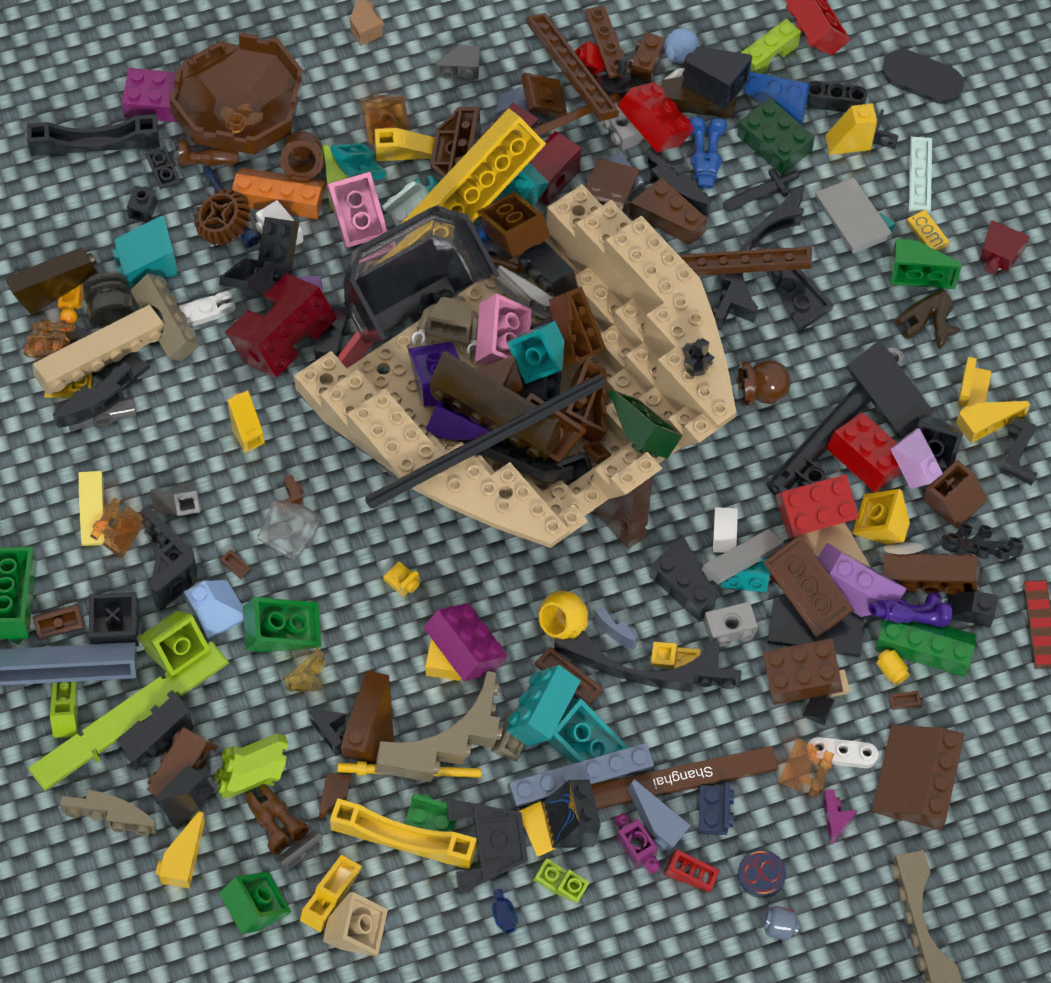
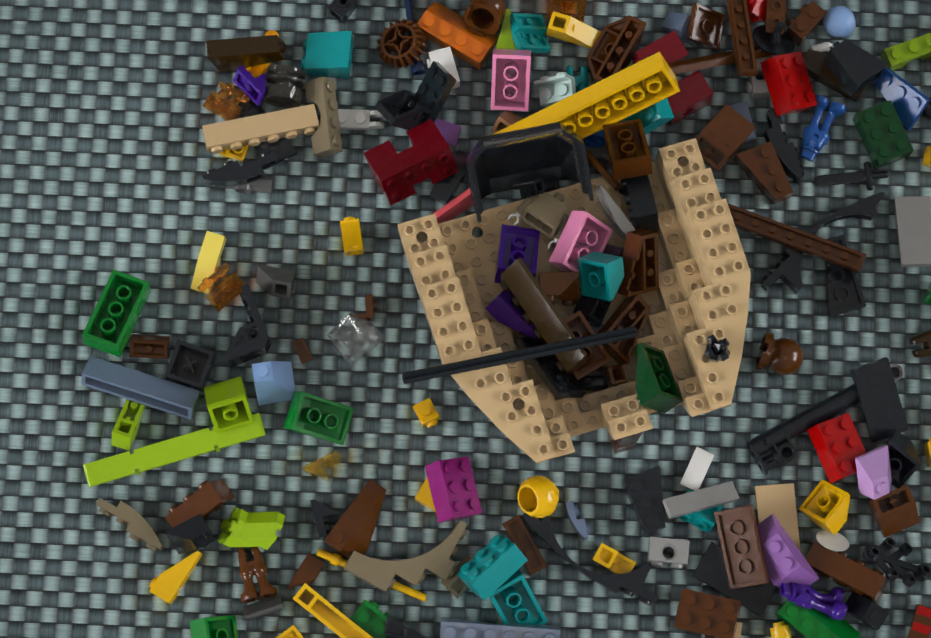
camera: 20 degrees right, 15 degrees up
(71, 309) = (251, 86): none -> dark purple slope
(156, 733) = (189, 472): black wedge -> none
(817, 506) = (776, 481): red brick -> none

